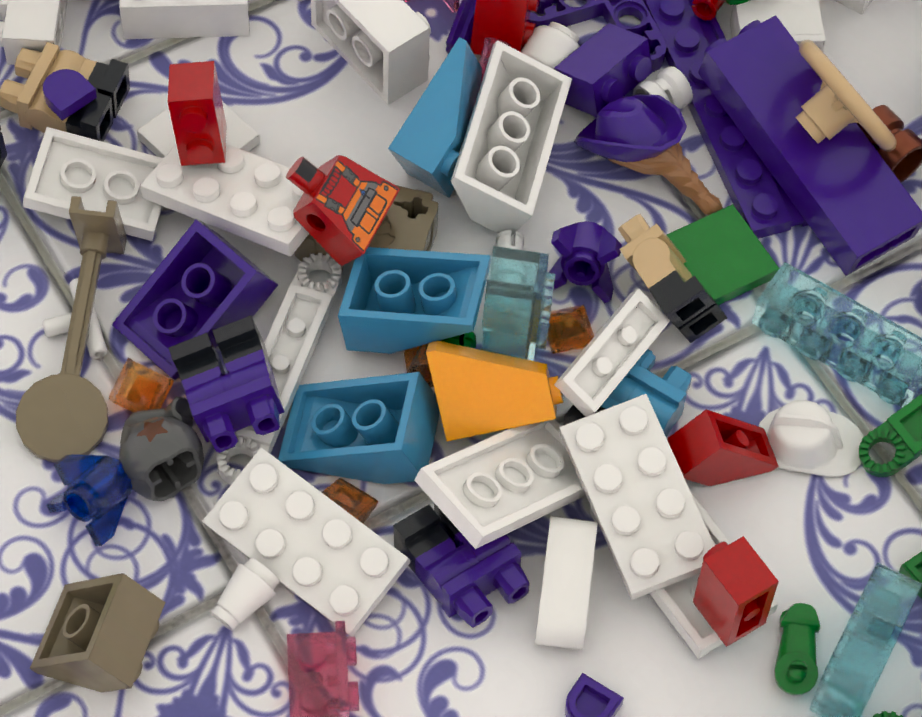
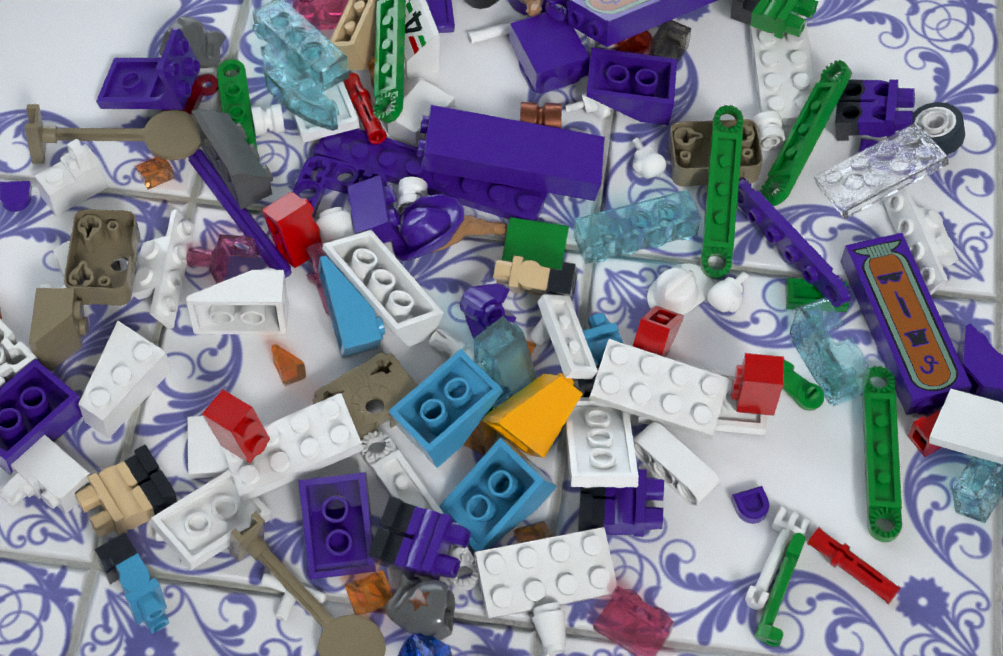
camera: 50 degrees left, 0 degrees up
(67, 92) = (139, 489): dark purple tile -> none
(338, 126) = (287, 365): none -> clear orange slope
(341, 204) = (363, 398): torso -> none
(837, 104) = (518, 116): tan piece -> none
(851, 491) = (727, 294): none -> white piece

